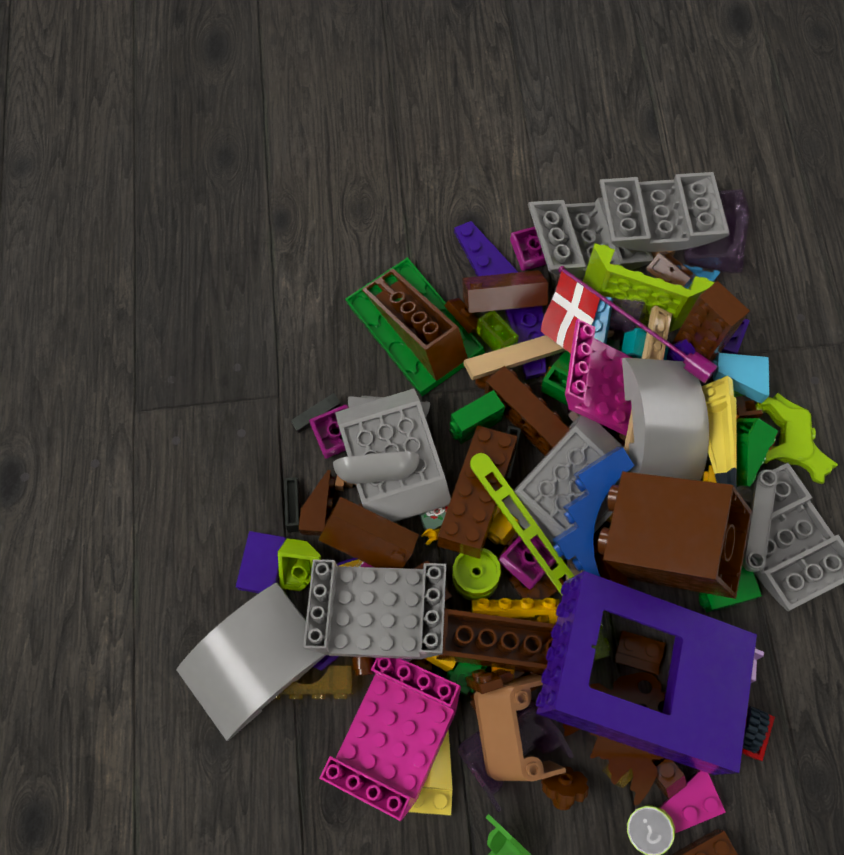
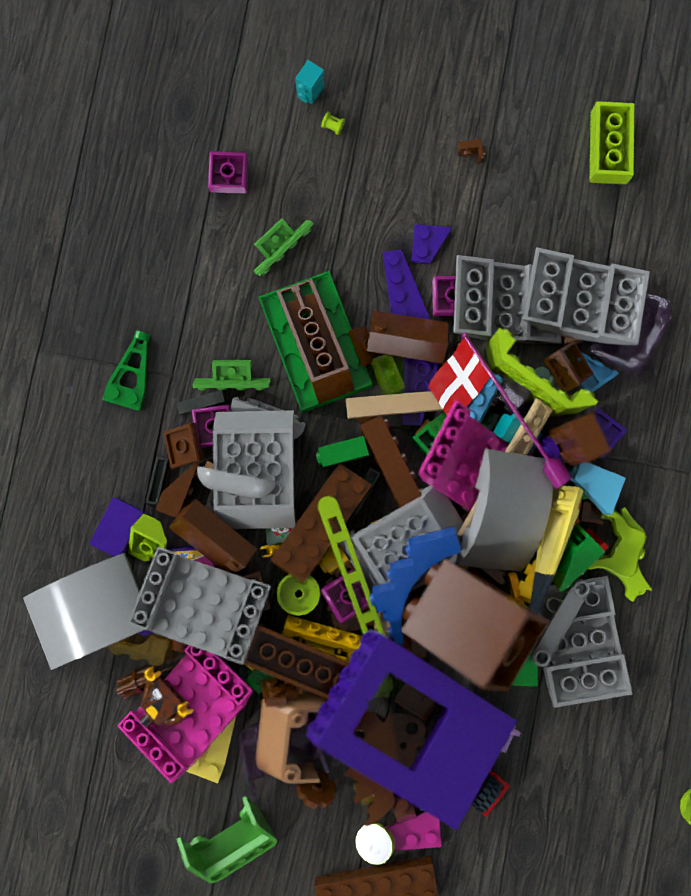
camera: 10 degrees right, 15 degrees up
(235, 429) = (126, 396): none -> green plate
(283, 187) = (219, 165): none -> magenta brick
(309, 458) = (183, 445): none -> reddish brown tile
(328, 725) = (134, 682): none -> reddish brown piece
(339, 101) = (309, 82): none -> teal piece
(340, 376) = (231, 375): none -> bright green bracket
(348, 244) = (277, 241): none -> bright green bracket
(363, 733) = (162, 702): none -> torso
(370, 132) = (332, 123): none -> lime bush
(493, 209) = (427, 242): none -> dark purple wing
(507, 118) = (472, 147): none -> reddish brown bracket
(634, 81) = (612, 143): none -> lime brick

